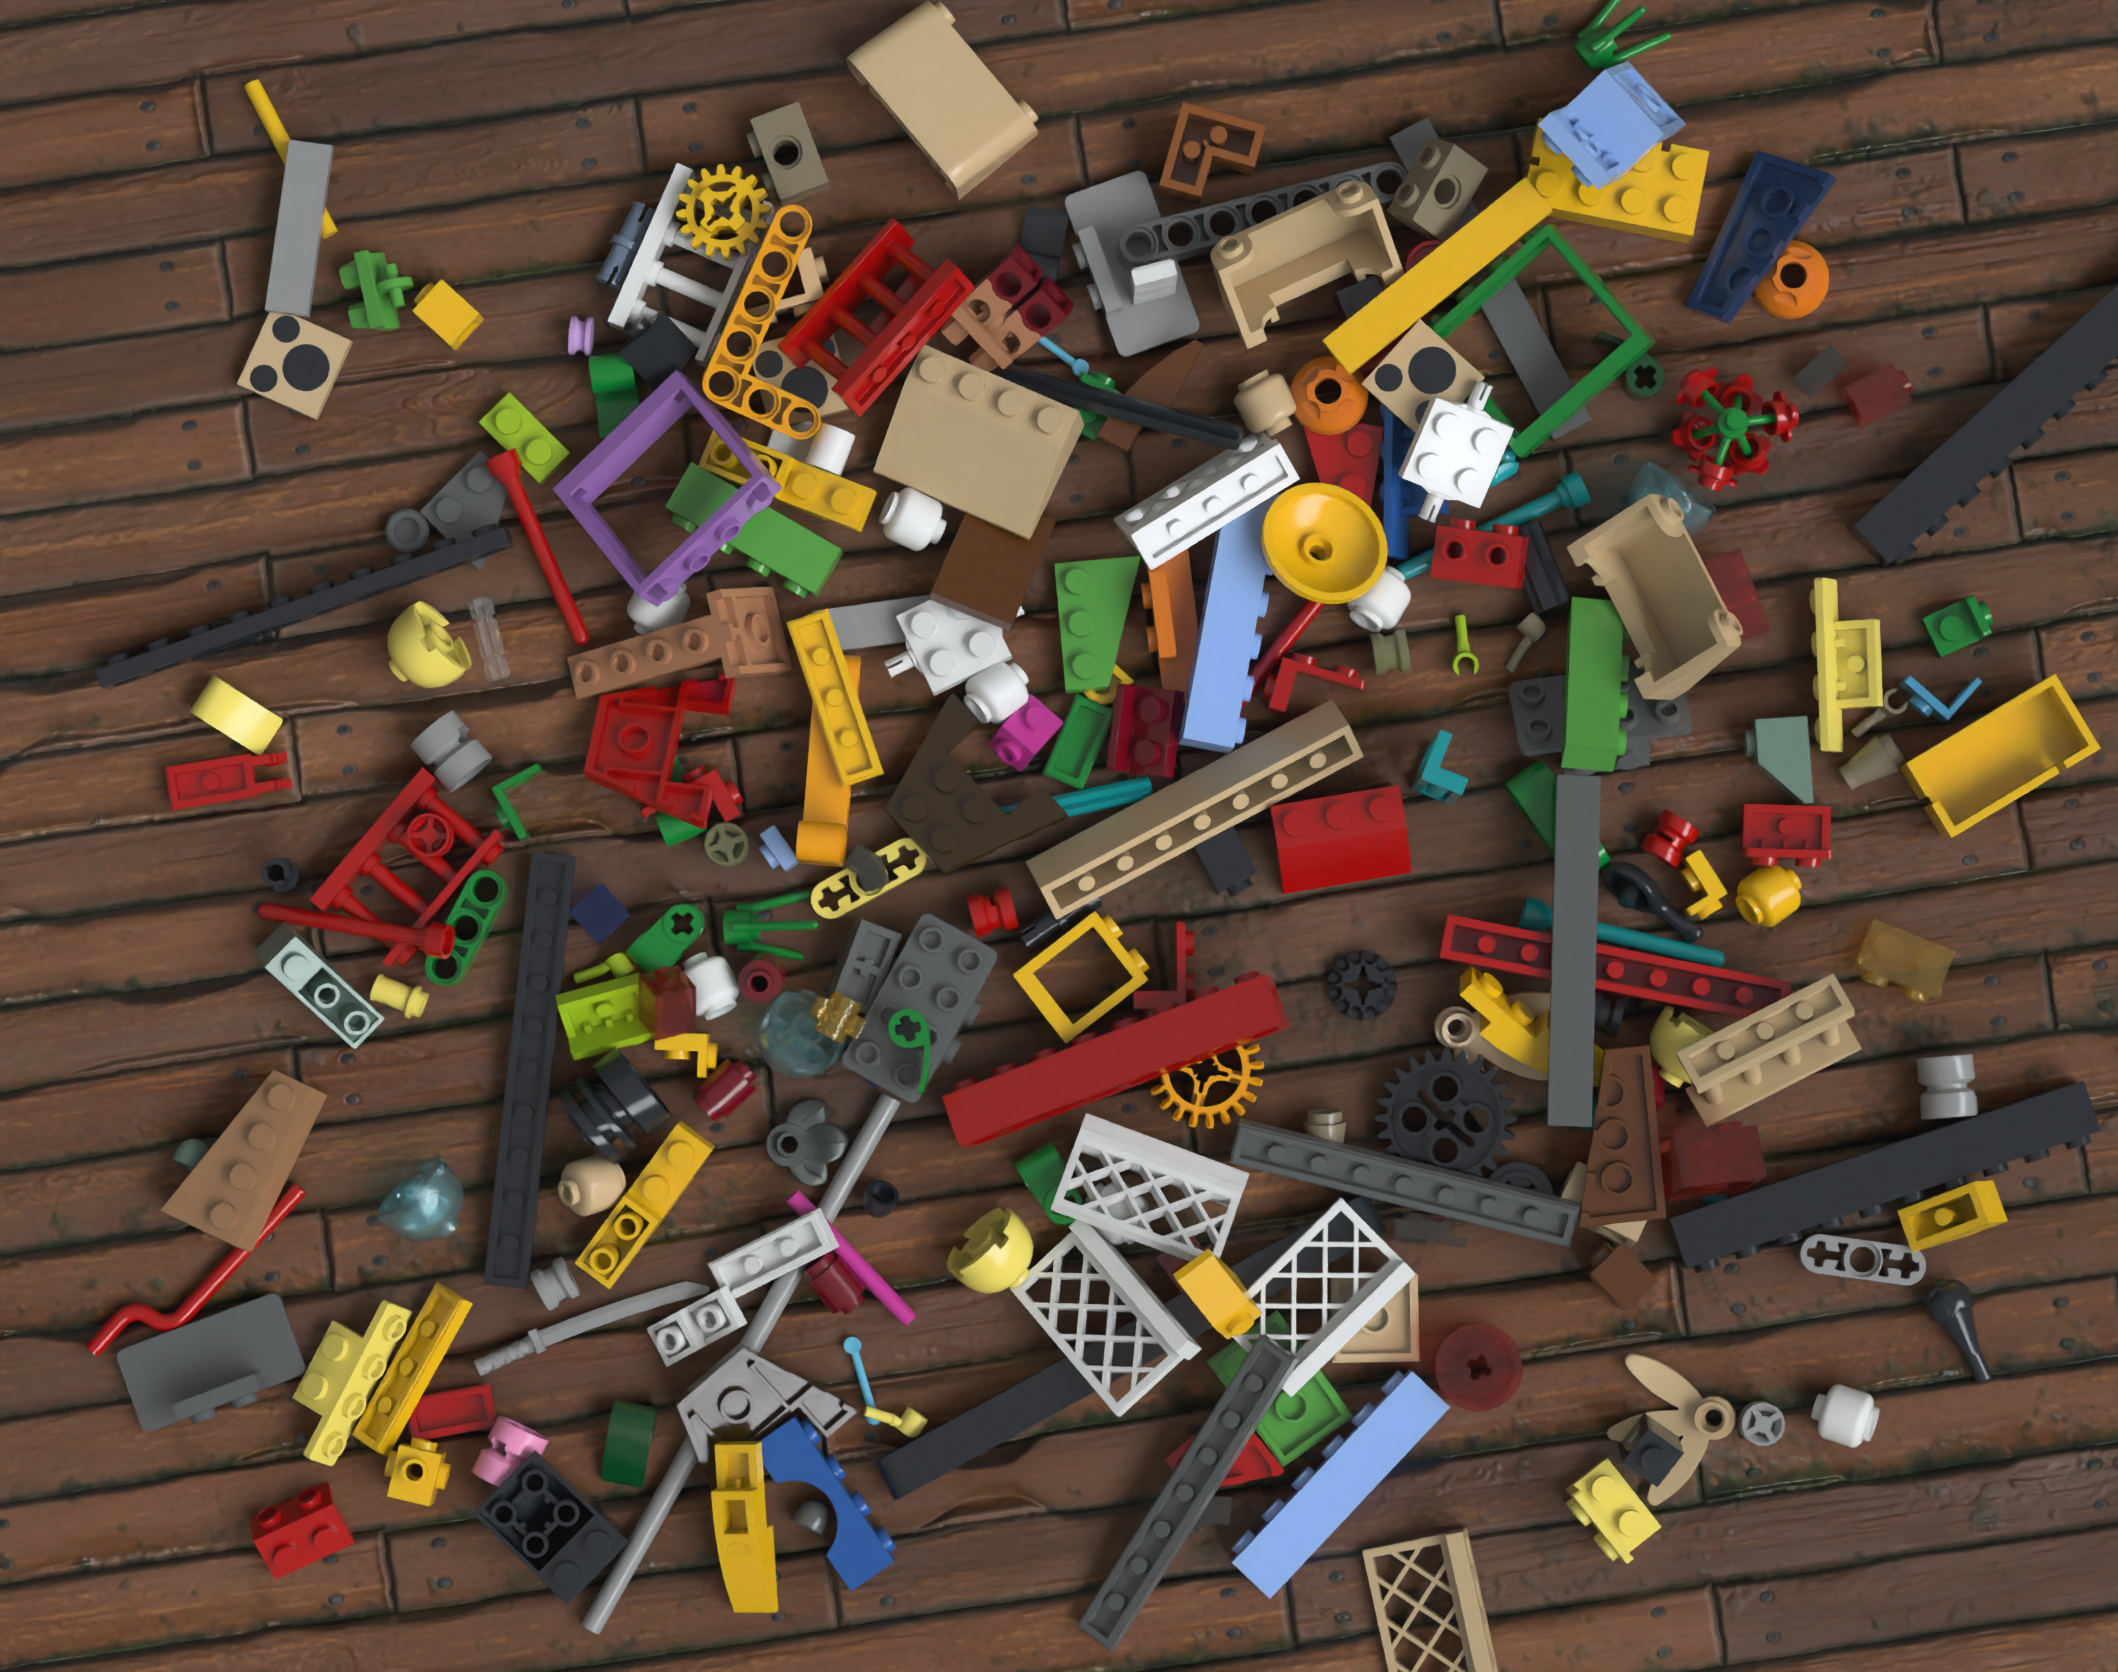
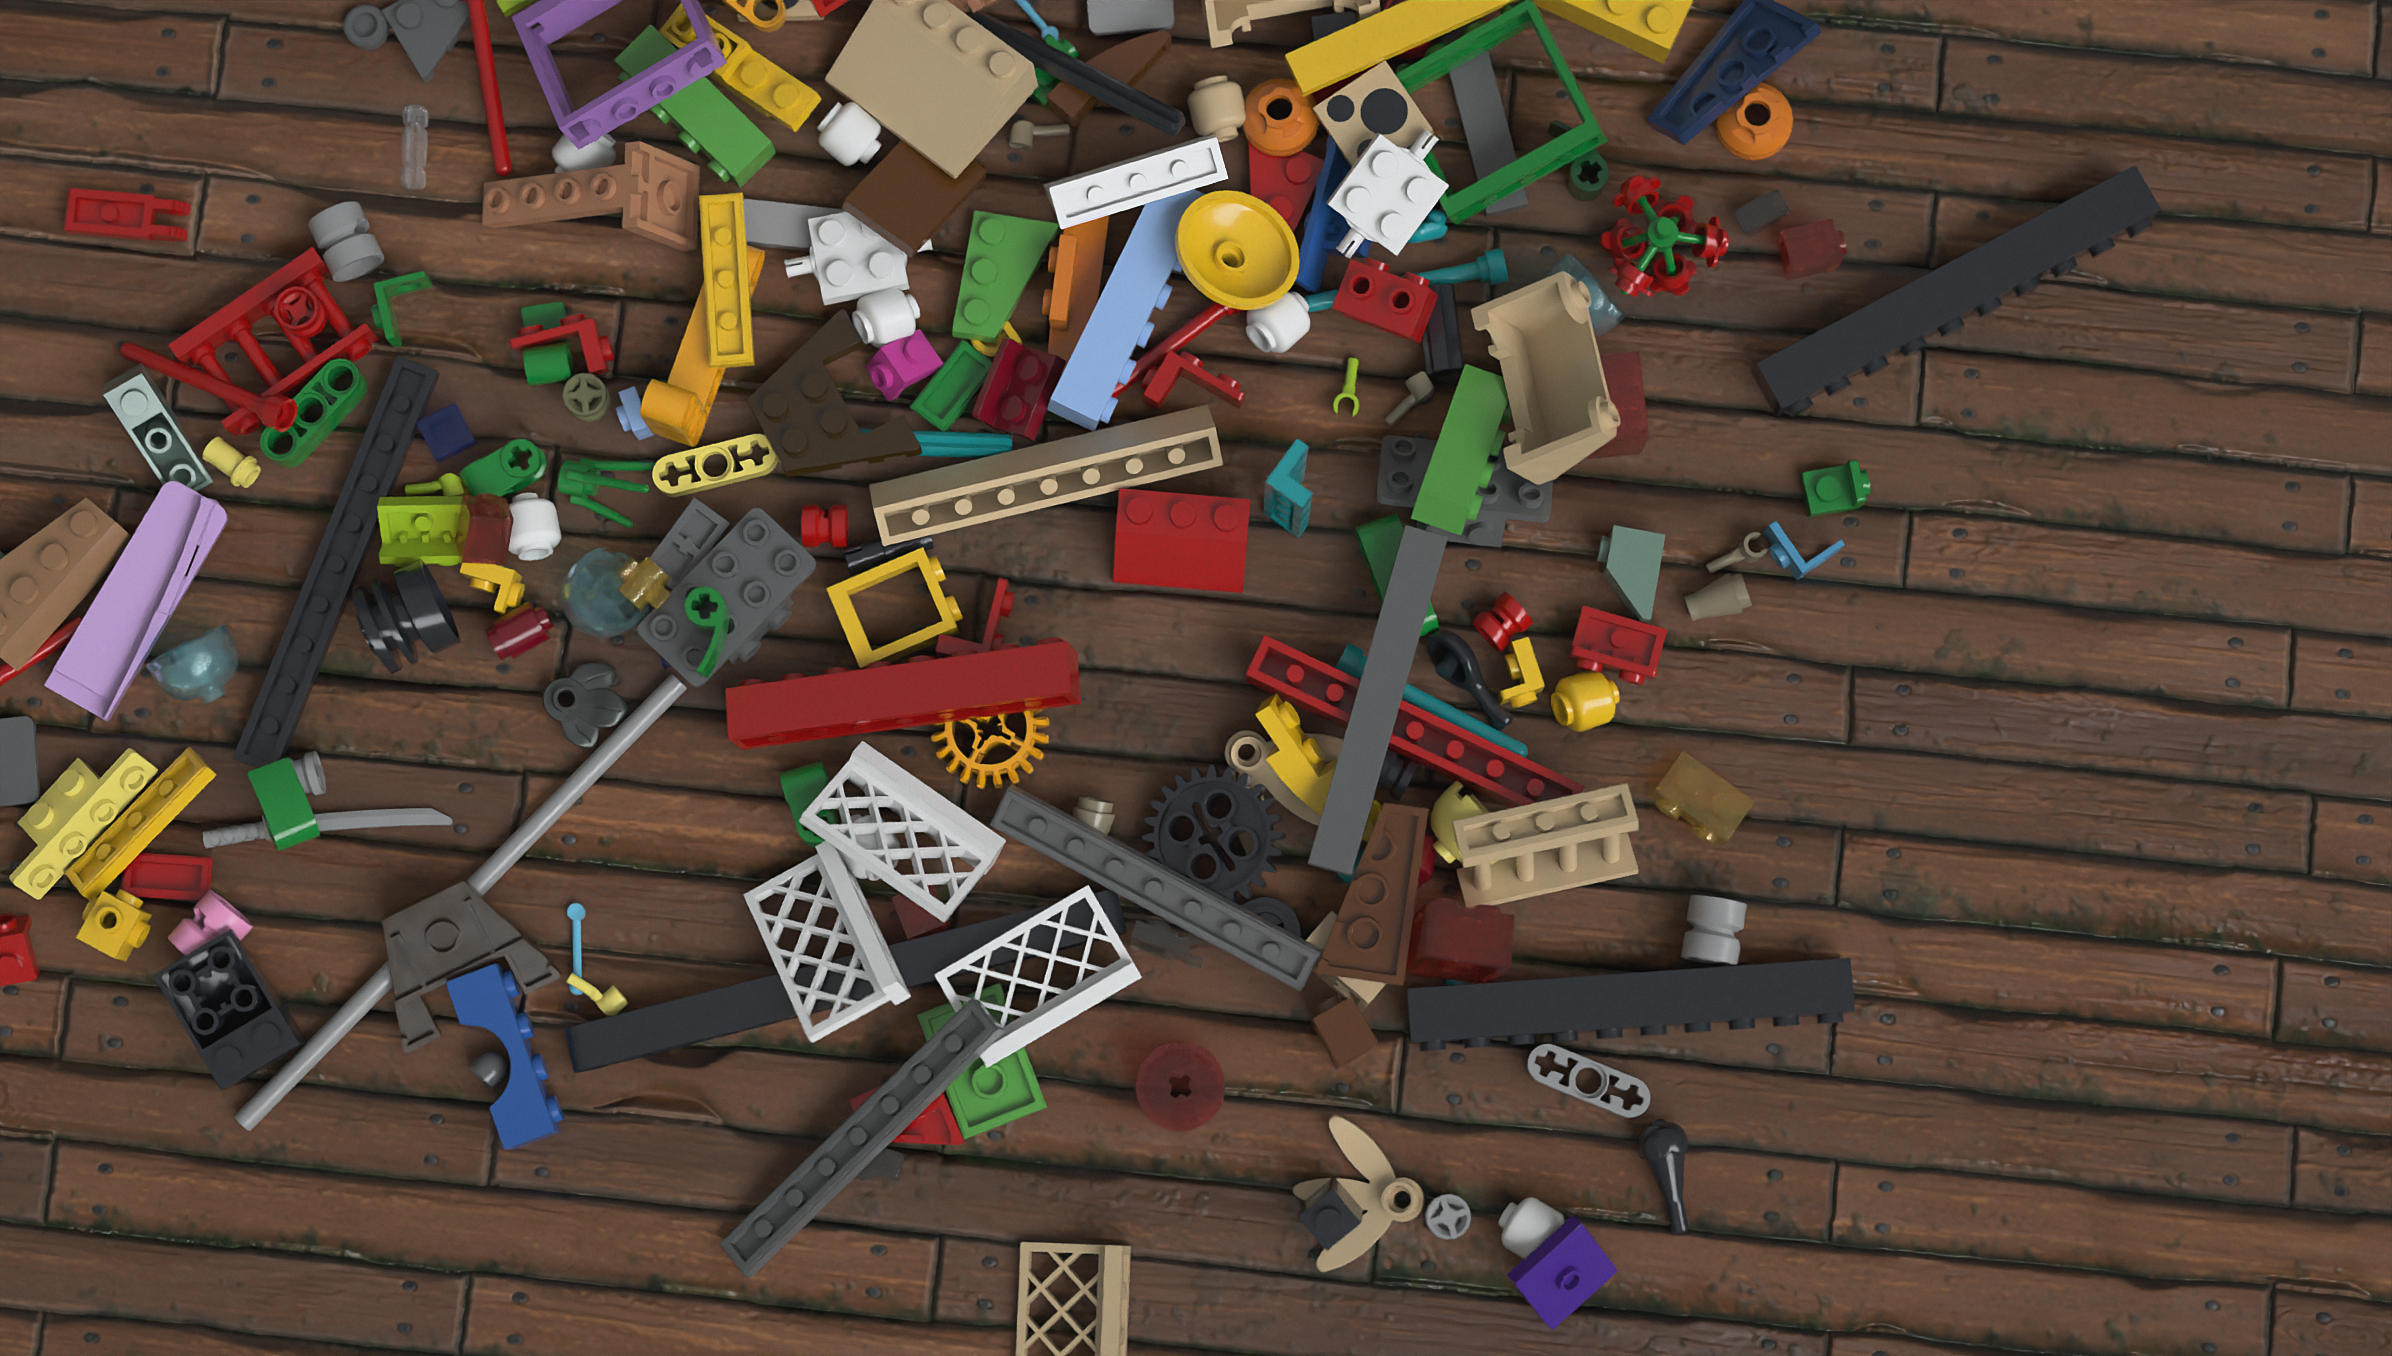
camera: 10 degrees right, 5 degrees down
(236, 715) = (153, 158): light yellow panel -> none
(271, 875) = (148, 314): black pin -> none
(287, 612) = (230, 71): black plate -> none
(348, 1153) = (137, 599): none -> lavender piece
(424, 649) = (347, 137): light yellow cylinder -> none
(549, 1315) = (283, 804): none -> green panel
(591, 1185) = (363, 688): tan head -> none
(628, 1443) = (330, 945): dark green panel -> none
(639, 739) = (529, 274): red wing -> none
(645, 1205) = (411, 723): yellow slope -> none
(696, 1325) = (429, 853): white slope -> none
(741, 1528) = (412, 1060): yellow slope -> none
(768, 966) = (596, 530): dark red brick -> none
(774, 1254) = (521, 801): white tile -> none
(824, 450) = (783, 47): white panel -> none
(834, 1283) = (573, 844): dark red brick -> none
(859, 1265) = (596, 824): dark pink bar -> none
(868, 868) = (715, 452): clear smoke piece -> none
(879, 1198) = (640, 774): black hinge -> none
(995, 1254) = (736, 856): light yellow cylinder -> none
(1080, 474) = (1023, 132): none -> dark tan hand
(1218, 1294) = (940, 944): yellow slope -> none
(1226, 862) = (1064, 535): black brick -> none
(1339, 1483) = (1015, 1168): light blue brick -> none
(1348, 1000) = (1177, 706): black gear -> none
(1389, 1334) = (1102, 1031): tan tile -> none
(1390, 652) = (1275, 375): olive wheel -> none
(1613, 1509) = (1278, 1264): light yellow bracket -> none
(1846, 664) = (1716, 496): light yellow bracket -> none
(1884, 1449) = (1562, 1272): none -> dark purple plate
(1952, 1215) = (1688, 1058): yellow slope -> none
(2000, 757) = (1844, 622): yellow piece -> none

